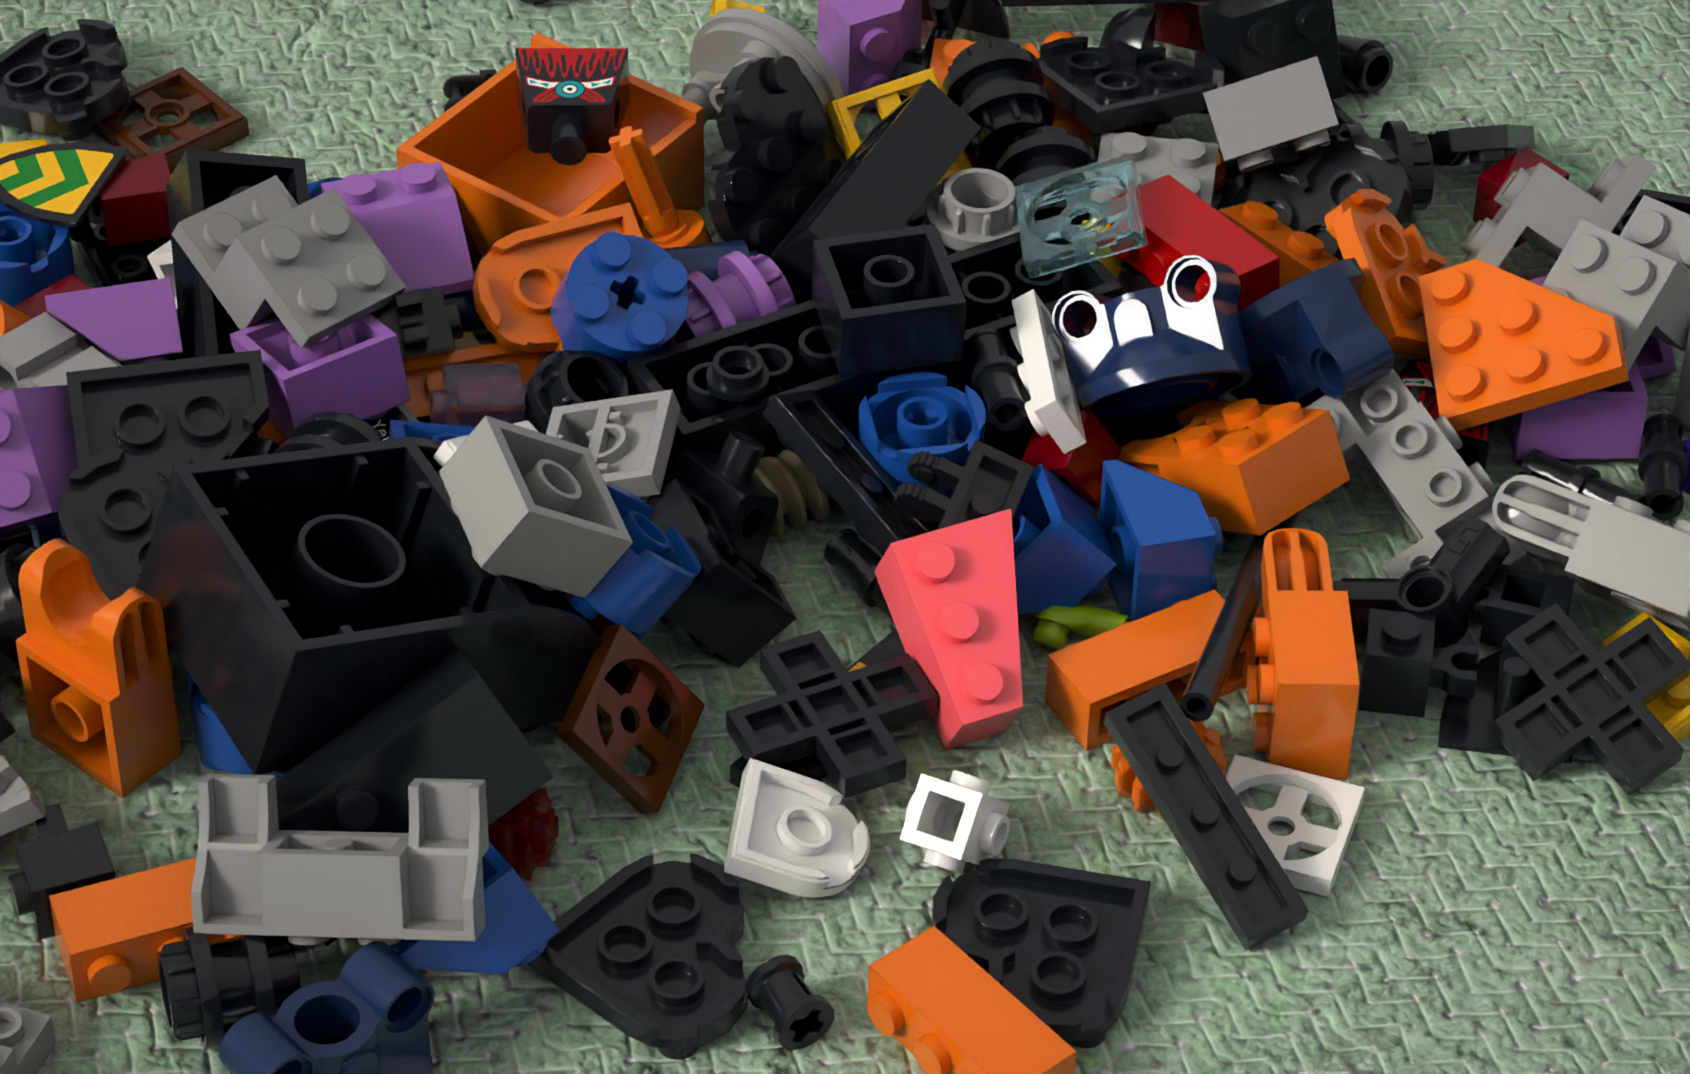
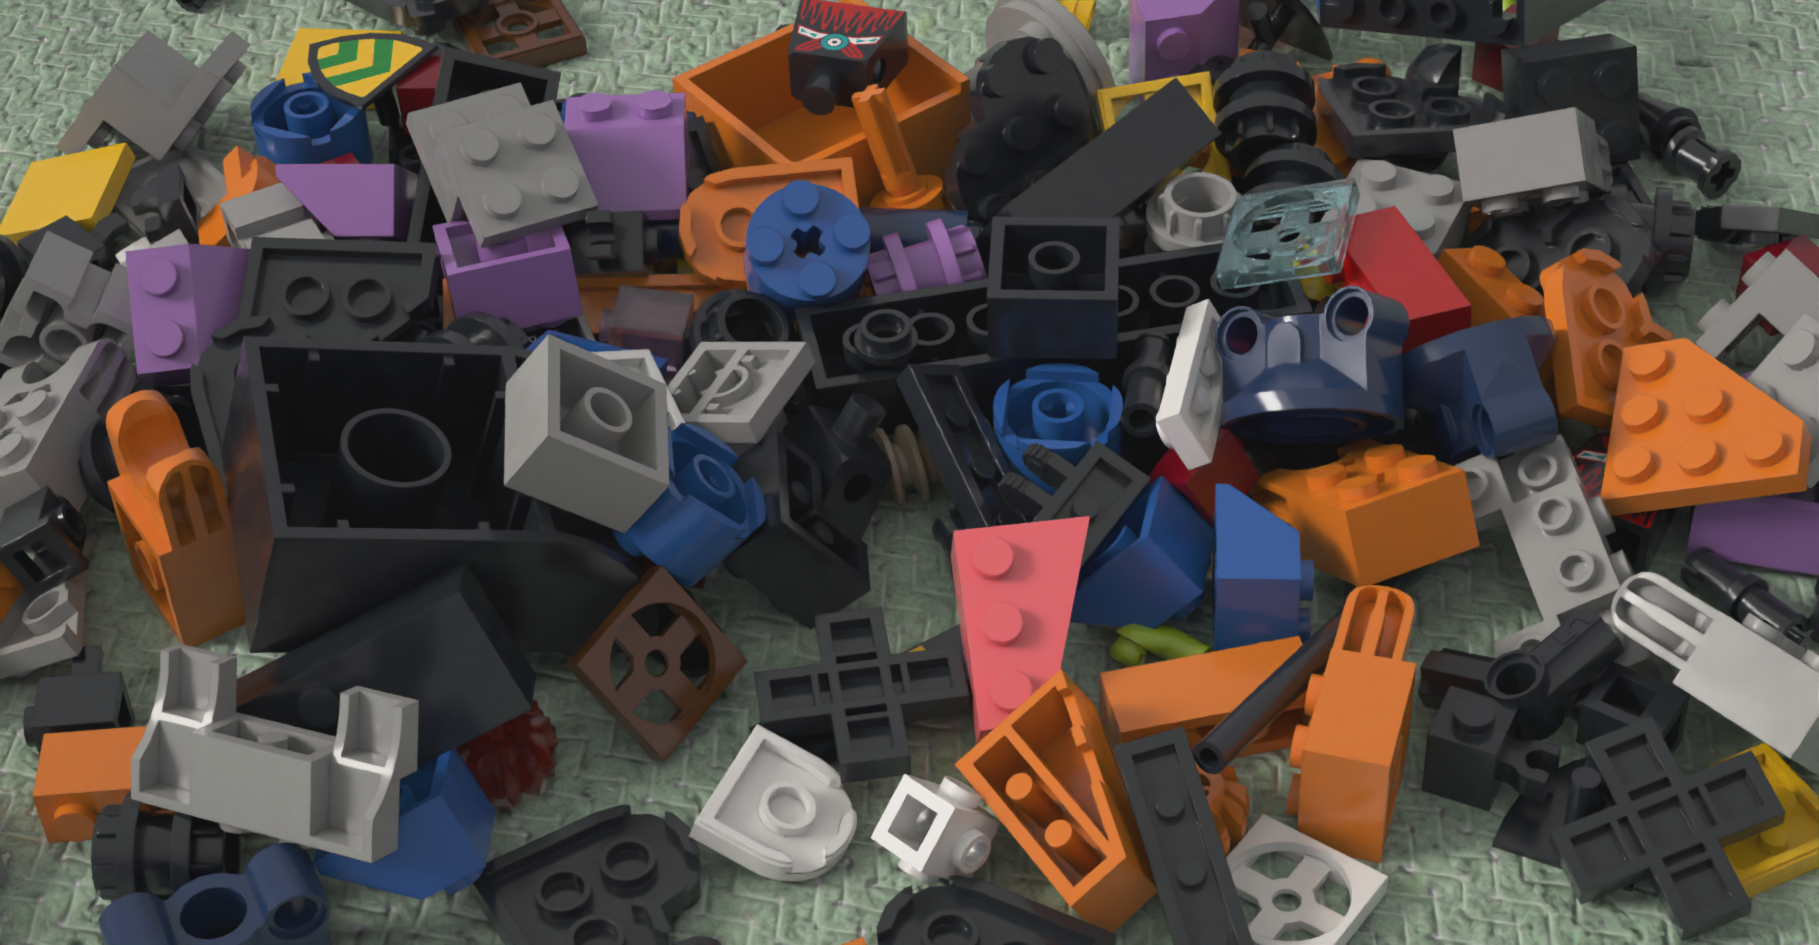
camera: 20 degrees right, 0 degrees up
(1063, 776) = (1064, 801): none -> orange wedge
(1401, 90) = (1701, 162): none -> black bush

